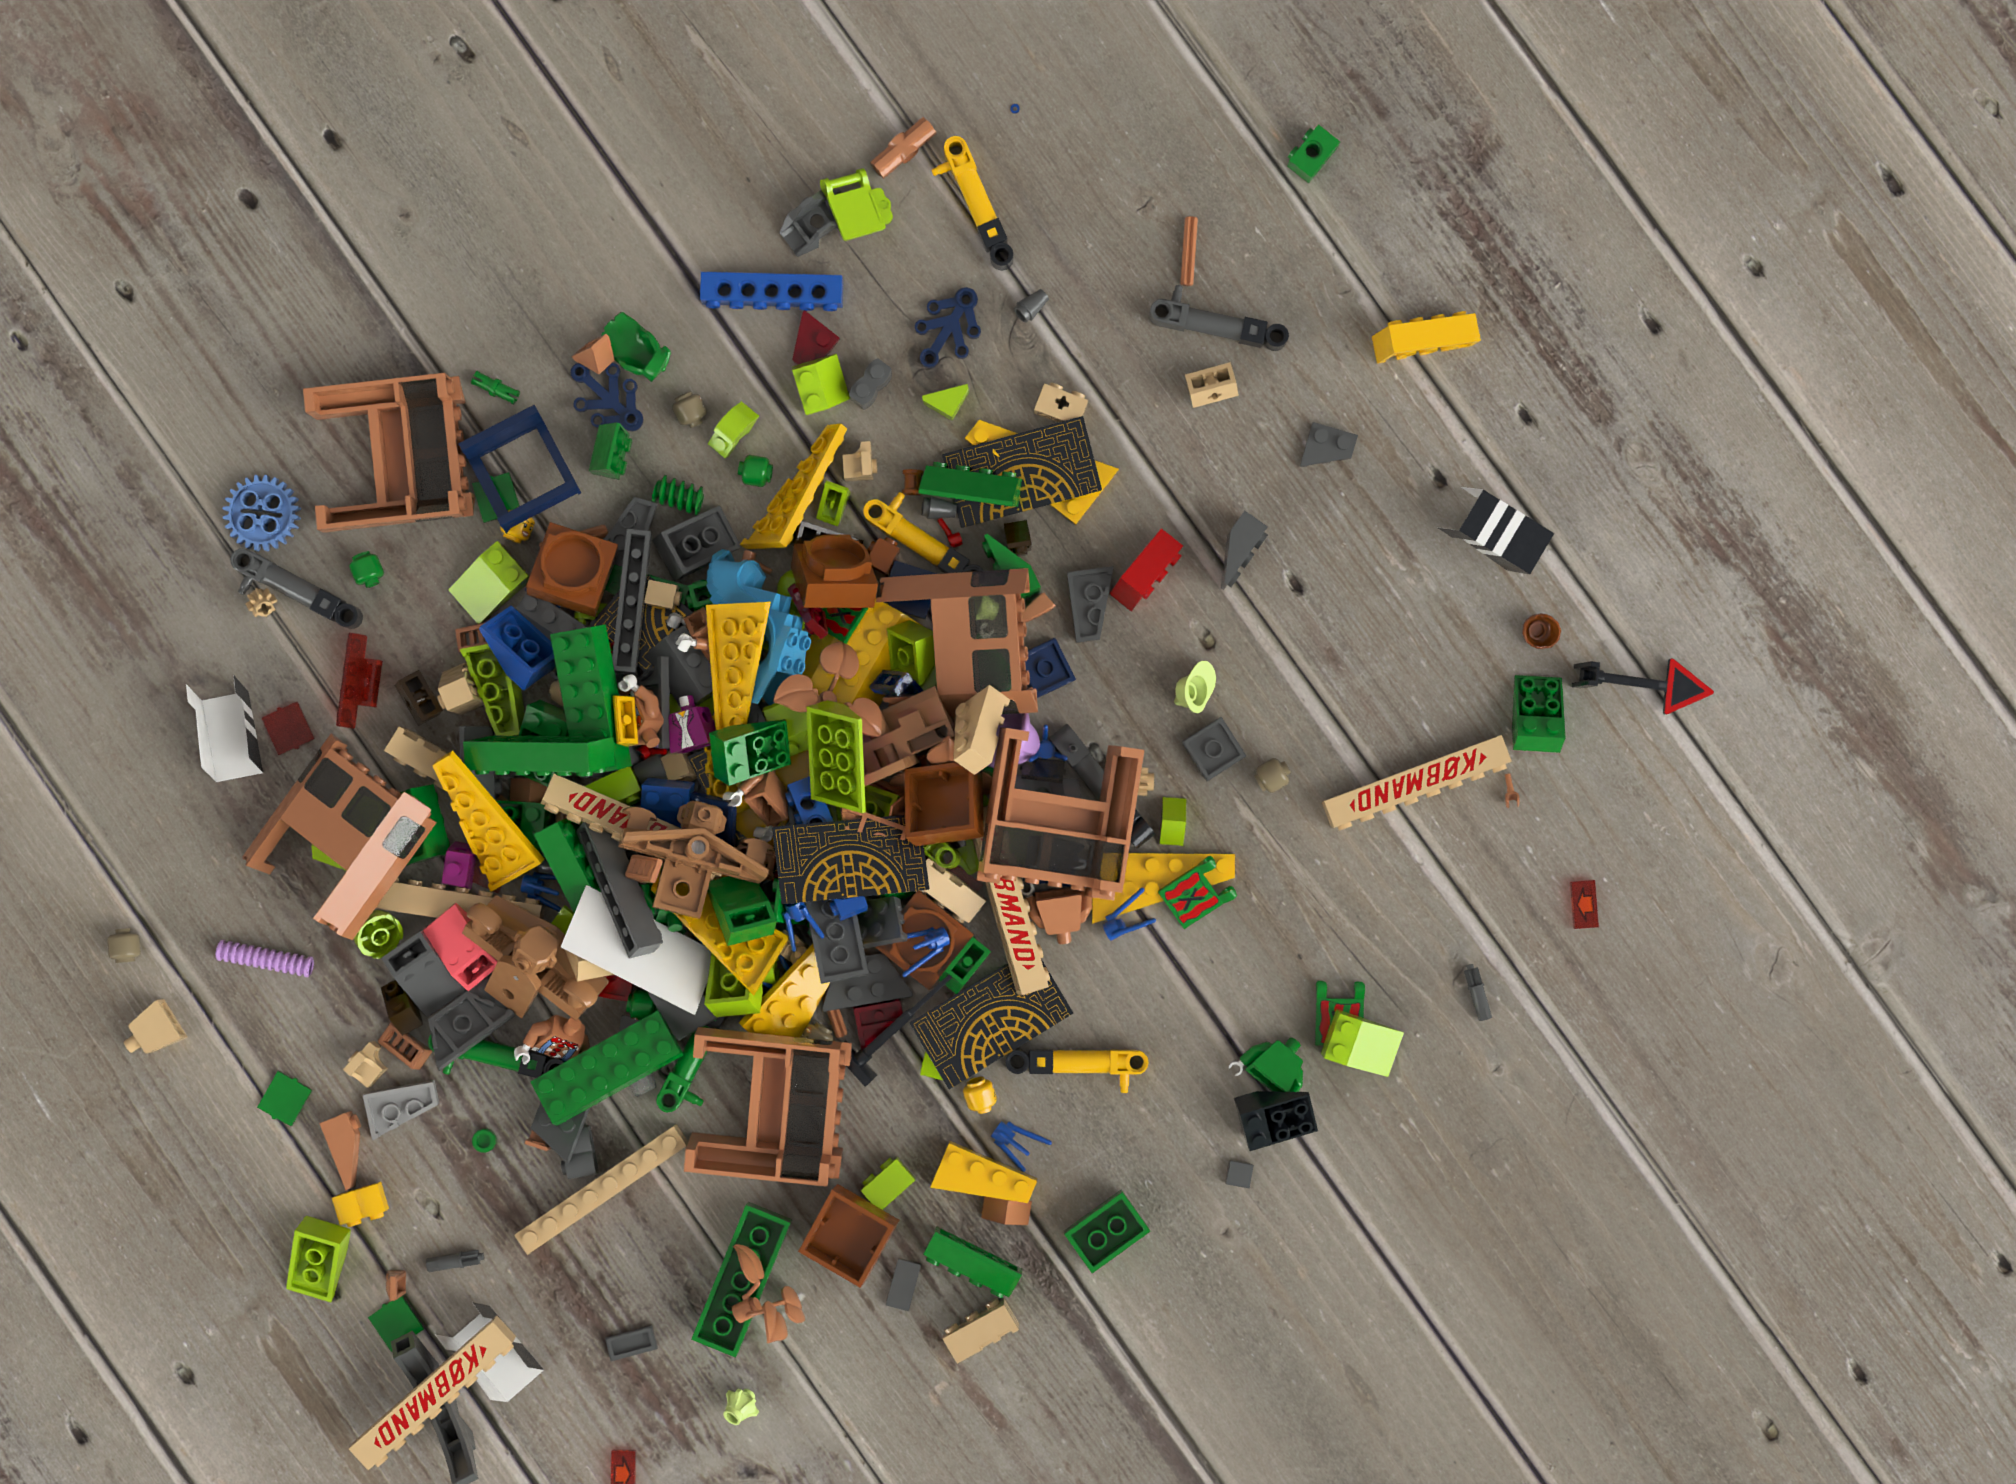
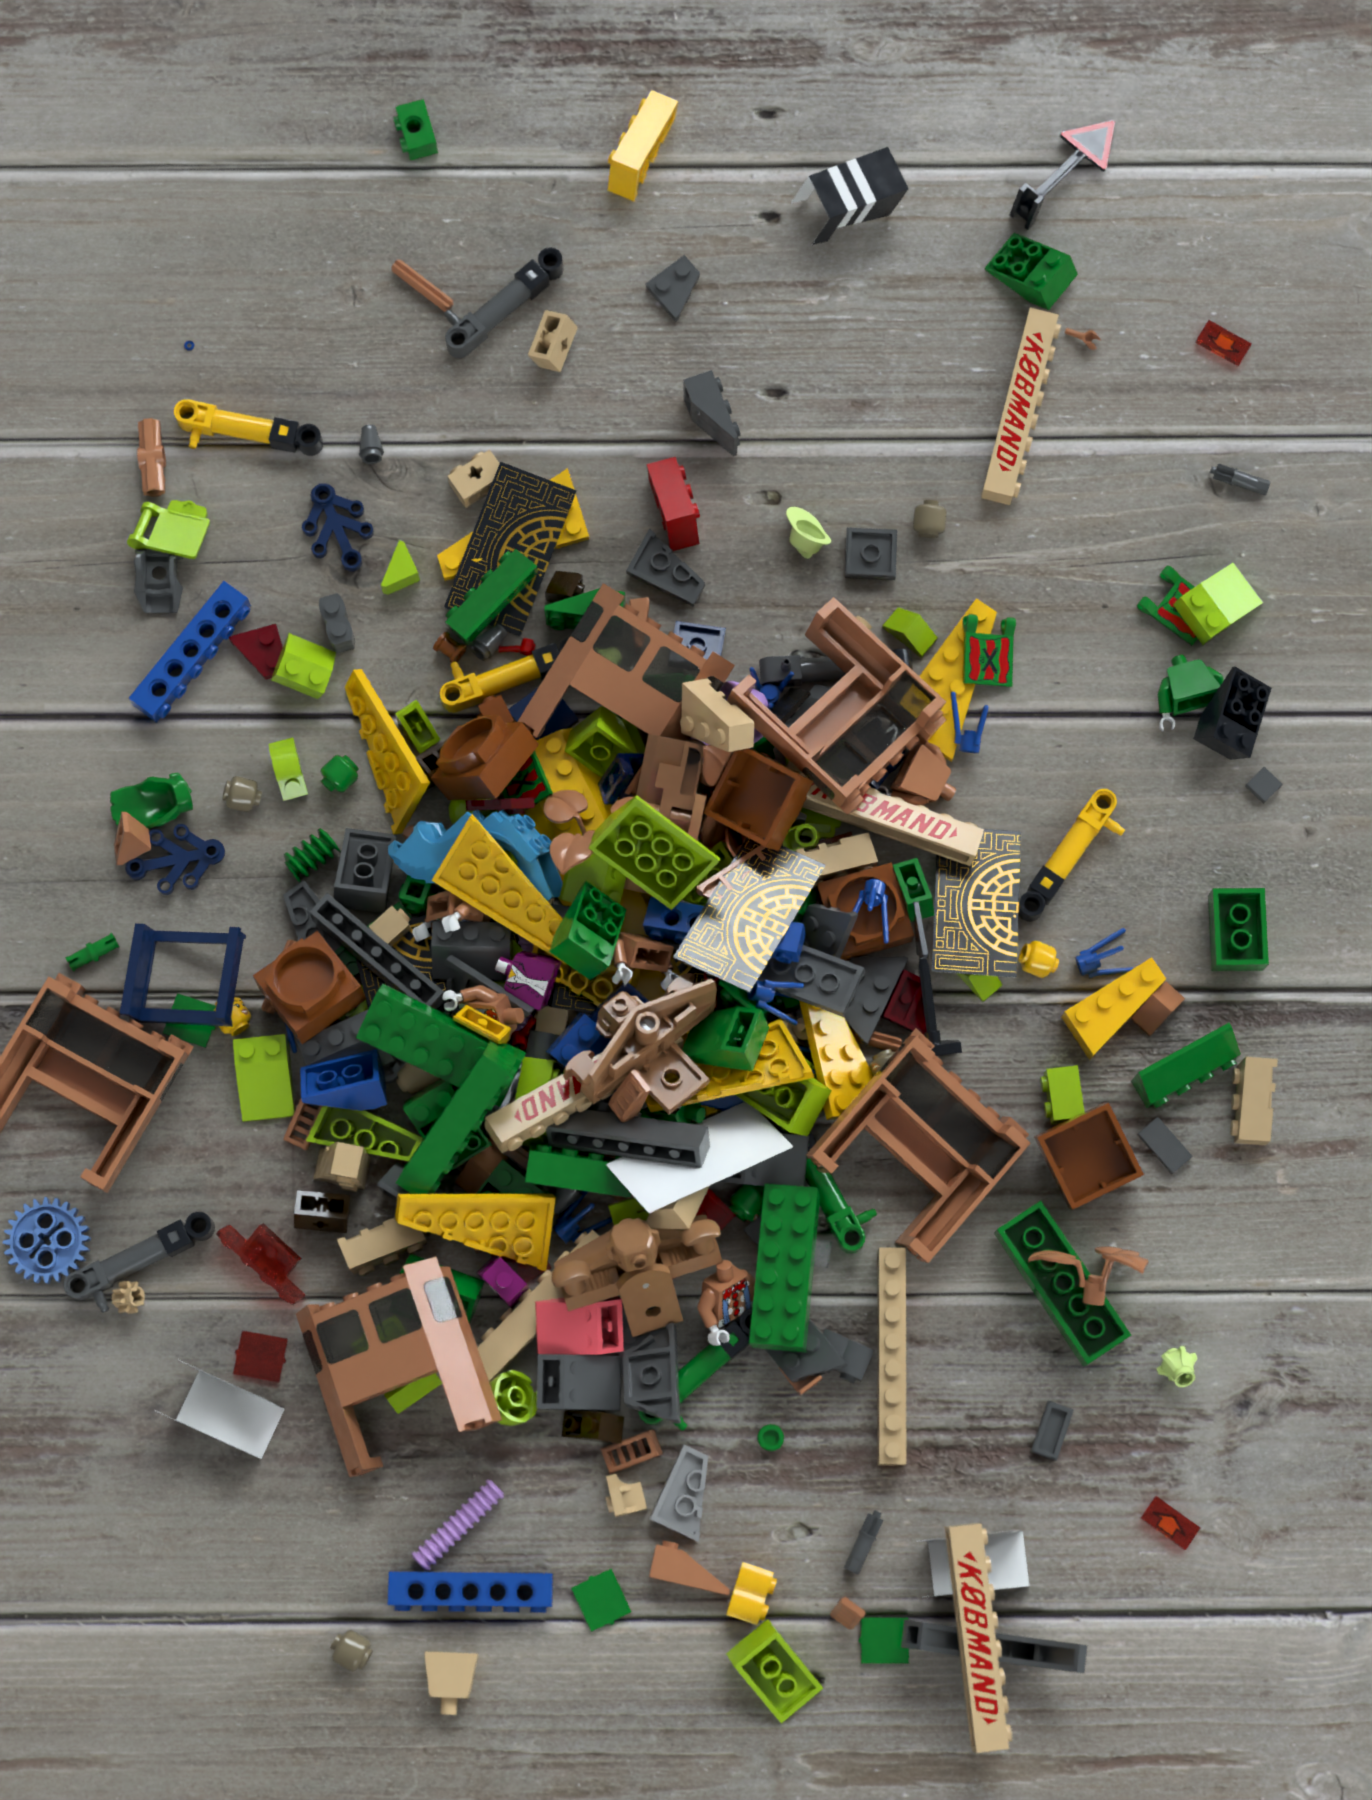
camera: 55 degrees left, 10 degrees down
(264, 1046) = (400, 1583): none -> blue brick
(366, 569) = (169, 1179): green head -> none
(610, 450) = (226, 885): green slope -> none
(860, 464) = (401, 680): tan brick -> none
(1541, 631) = (962, 218): dark orange hair -> none

